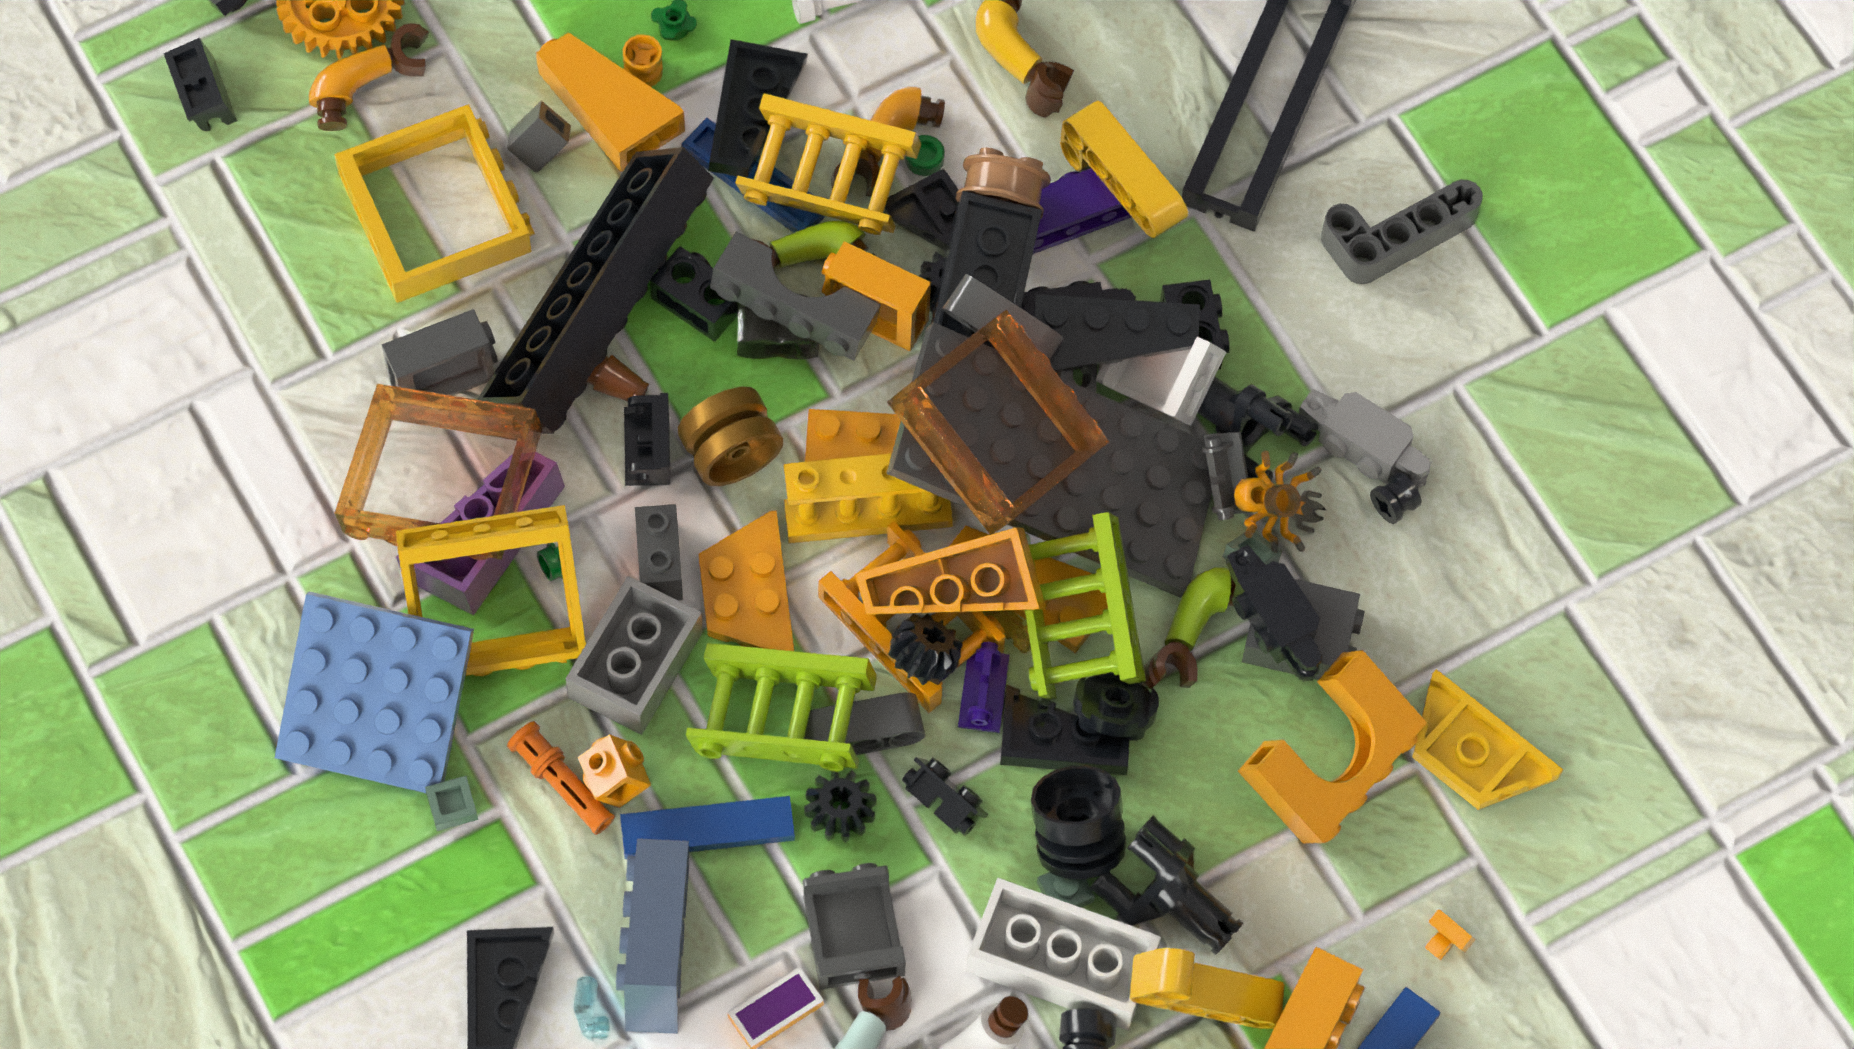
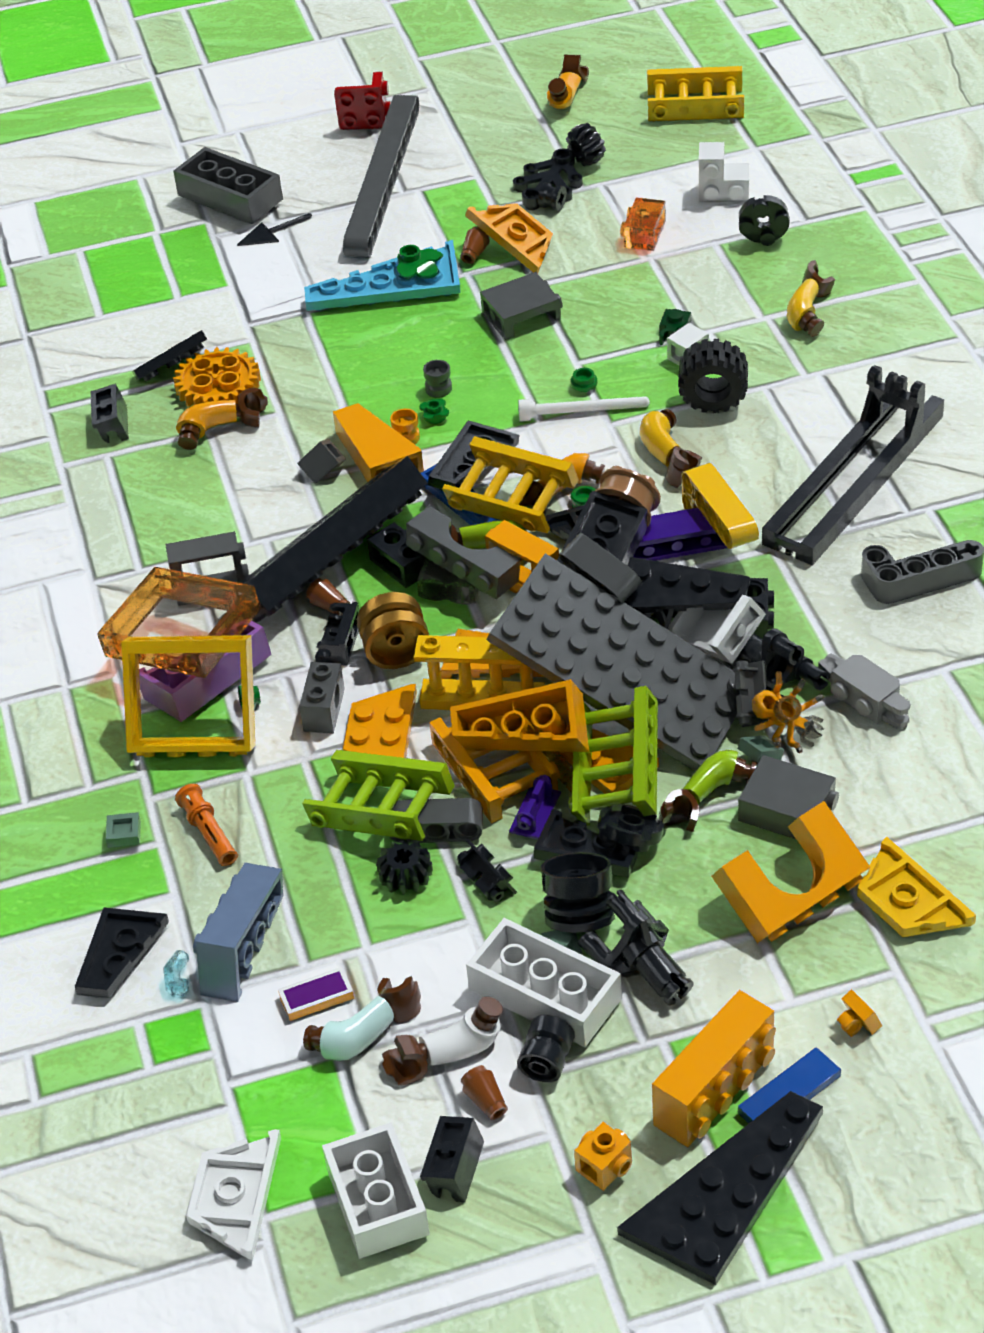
camera: 20 degrees right, 20 degrees down
(373, 693) = (88, 747): medium blue plate -> none
(412, 142) = (234, 456): yellow window -> none
(614, 770) = (244, 821): light orange brick -> none
(634, 655) = (282, 753): light grey brick -> none
(713, 825) = (315, 870): blue tile -> none
(853, 926) = (390, 944): dark grey panel -> none
(925, 649) = (492, 767): black gear -> none
(953, 455) = (538, 635): clear orange window -> none
(1176, 983) = (638, 1012): yellow beam -> none
(1277, 611) = (765, 775): black hinge -> none
(1395, 498) = (879, 727): black wheel -> none

